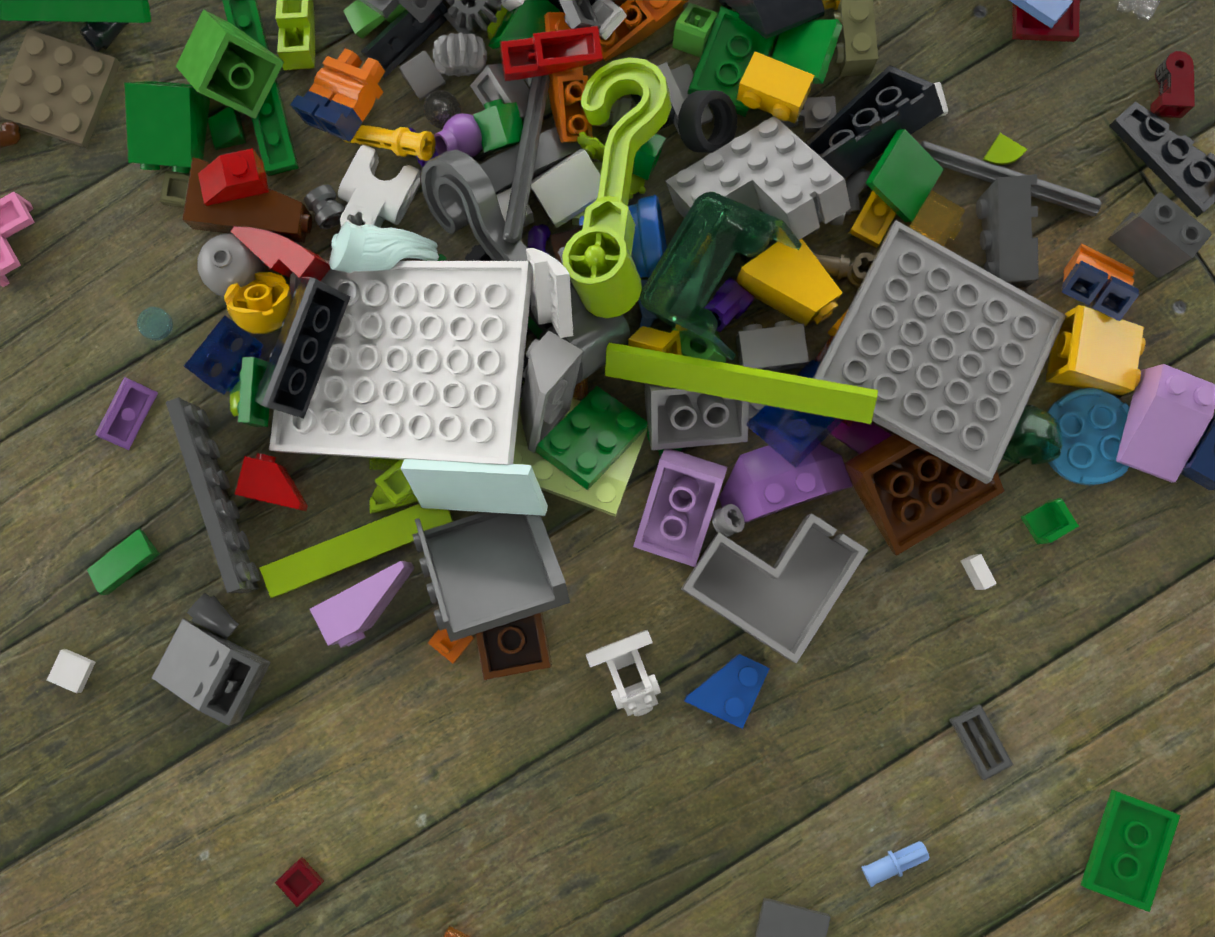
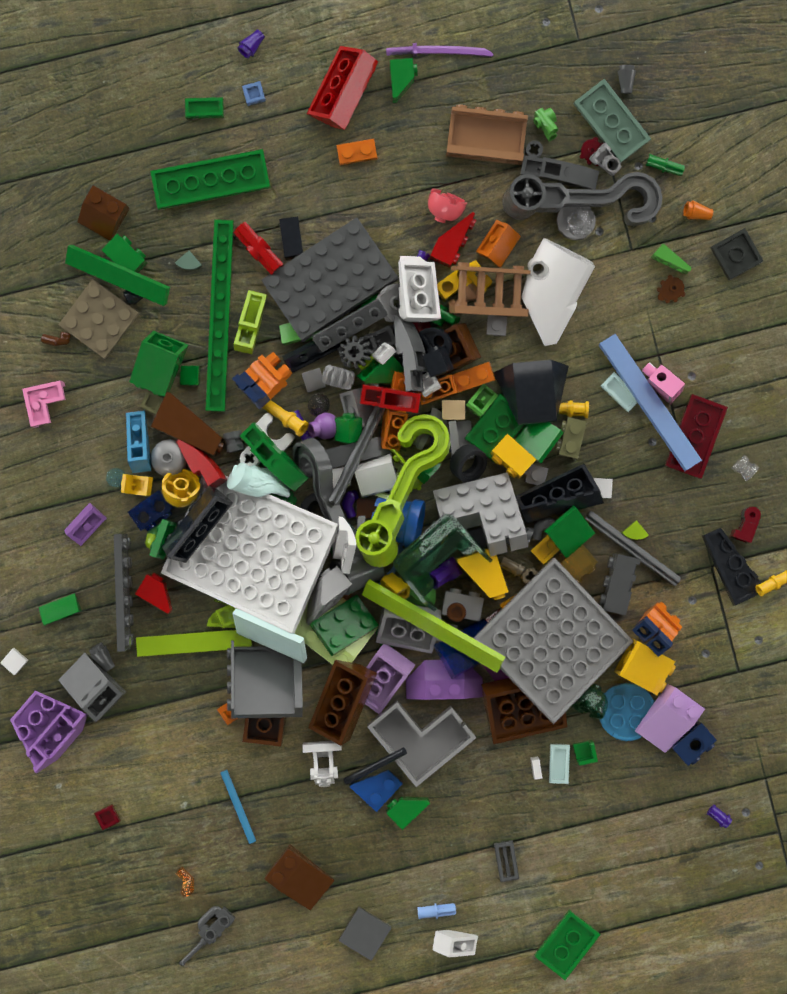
camera: 15 degrees right, 5 degrees up
(154, 765) = (47, 728): none -> medium lavender wedge
(172, 256) = (138, 442): none -> dark azure slope
(188, 322) = (136, 485): none -> yellow bracket
(228, 65) = (202, 343): bright green slope -> none
(233, 177) = (186, 414): red slope -> none
(356, 609) = (180, 680): lavender slope -> none
(394, 203) = (273, 458): none -> green slope
(511, 794) = (238, 807): none -> dark azure bar
(628, 560) = (342, 701): none -> reddish brown slope
(649, 882) = (298, 877): none -> reddish brown slope
(658, 48) = (453, 410): none -> tan panel
(717, 650) = (374, 766): none -> black bar
(728, 520) = (405, 695): light grey bush -> none
(767, 356) = (456, 612): none -> reddish brown tile
(790, 708) = (406, 809): none -> green slope
(944, 909) = (454, 943): none -> white slope
(1011, 555) = (559, 763): none -> light aqua tile
(1160, 236) = (701, 613): dark grey panel -> none

